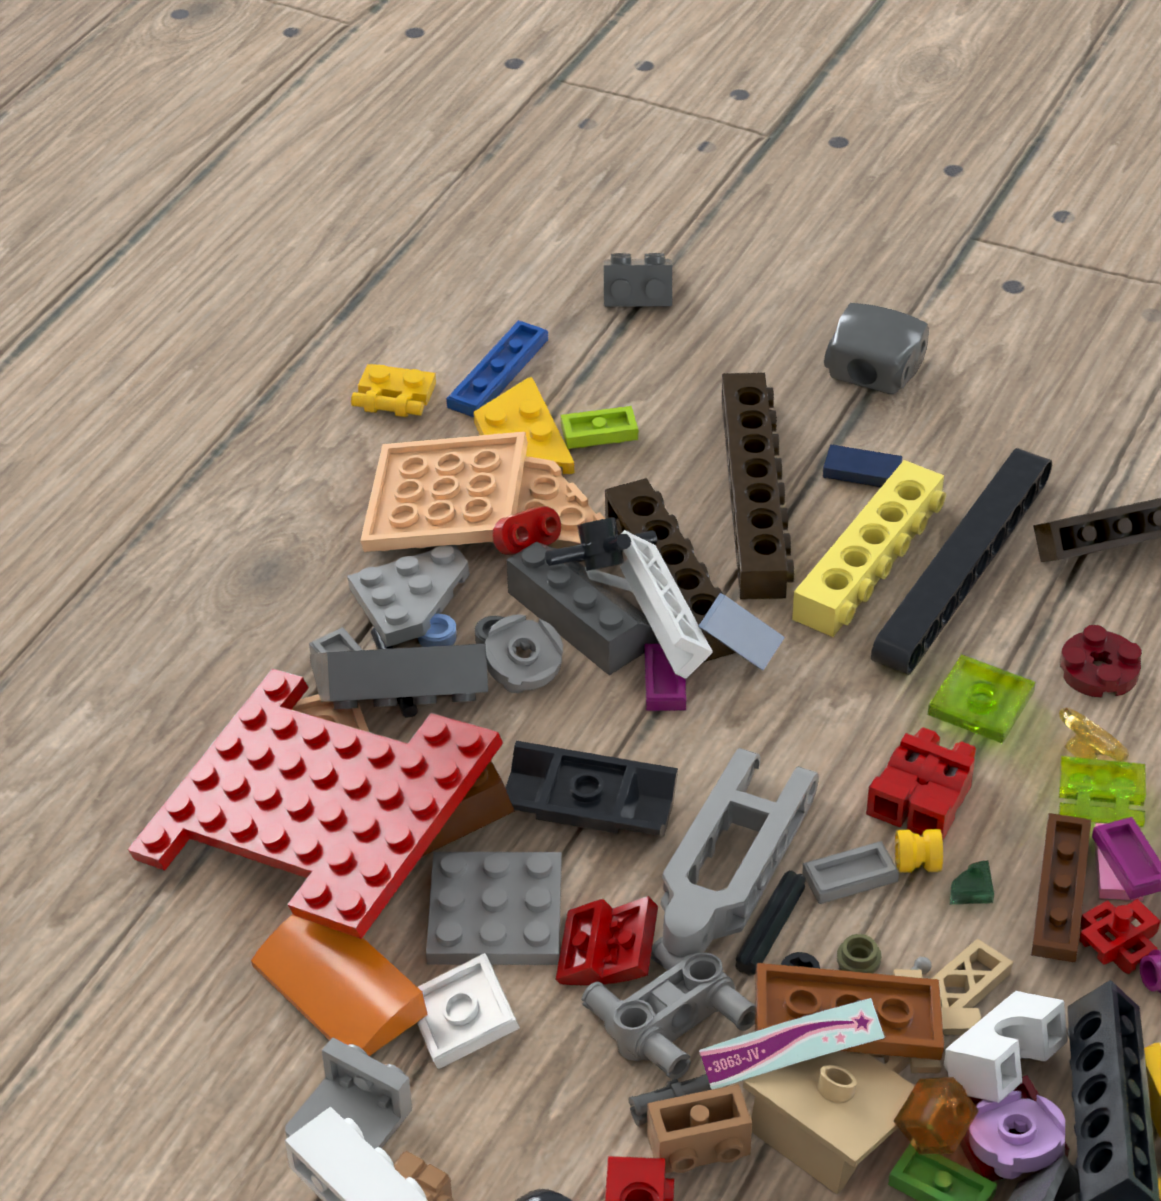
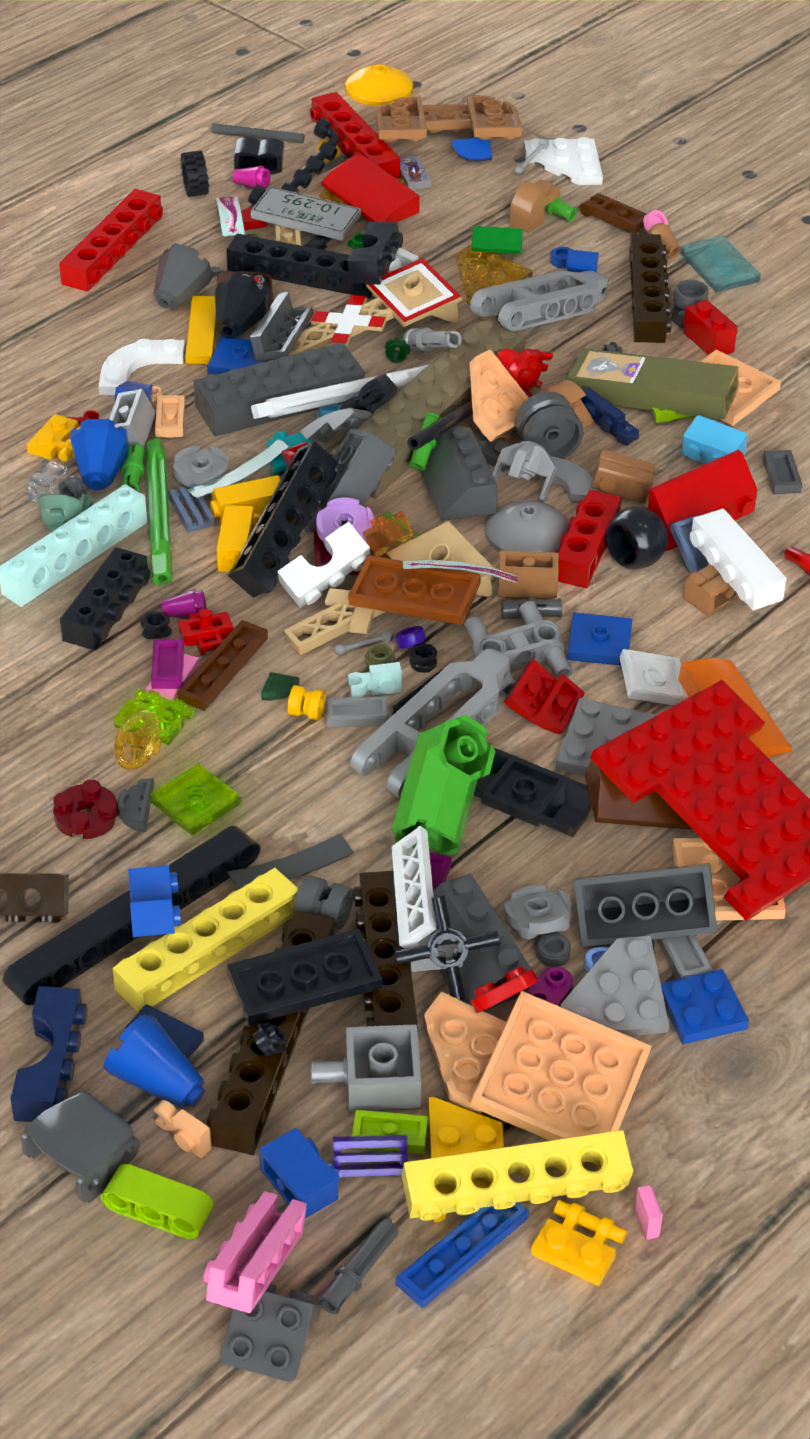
camera: 165 degrees left, 0 degrees up
(314, 610) = (703, 1006): none -> blue plate
(333, 412) = (648, 1212): none -> bright pink tile
(358, 1089) = (737, 638): light grey bracket -> none
(461, 393) = (605, 1150): none -> light yellow brick
(485, 586) = (553, 985): none -> magenta plate
(559, 1075) = (598, 638): none -> blue plate
(587, 324) = (350, 1276): none -> dark grey axle
(615, 397) = (380, 1141): none -> tile
(630, 451) = (377, 1068): none -> light grey brick
(668, 375) = (299, 1172): none -> blue brick
(669, 286) = (254, 1253): none -> bright pink brick
(683, 720) = (443, 782): none -> bright green brick
(738, 491) = (304, 976): none -> black plate
(741, 631) = (352, 867): tile -> none
(742, 426) = (270, 1039): none -> black plate
(768, 602) = (320, 899): none -> dark grey wheel
(782, 333) = (157, 1201): none -> lime beam
(791, 387) = (188, 1131): none -> light nougat plate
(830, 661) = (298, 863): none -> dark grey sticker
(839, 908) = (380, 680): none -> light aqua plate
(849, 415) = (155, 1064): none -> blue cone
(922, 783) = (277, 744): red hips -> none
(933, 515) = (152, 901): none -> blue brick
(969, 442) = (56, 1020): none -> dark blue arch
(1052, 687) = (135, 804): none -> dark grey tile

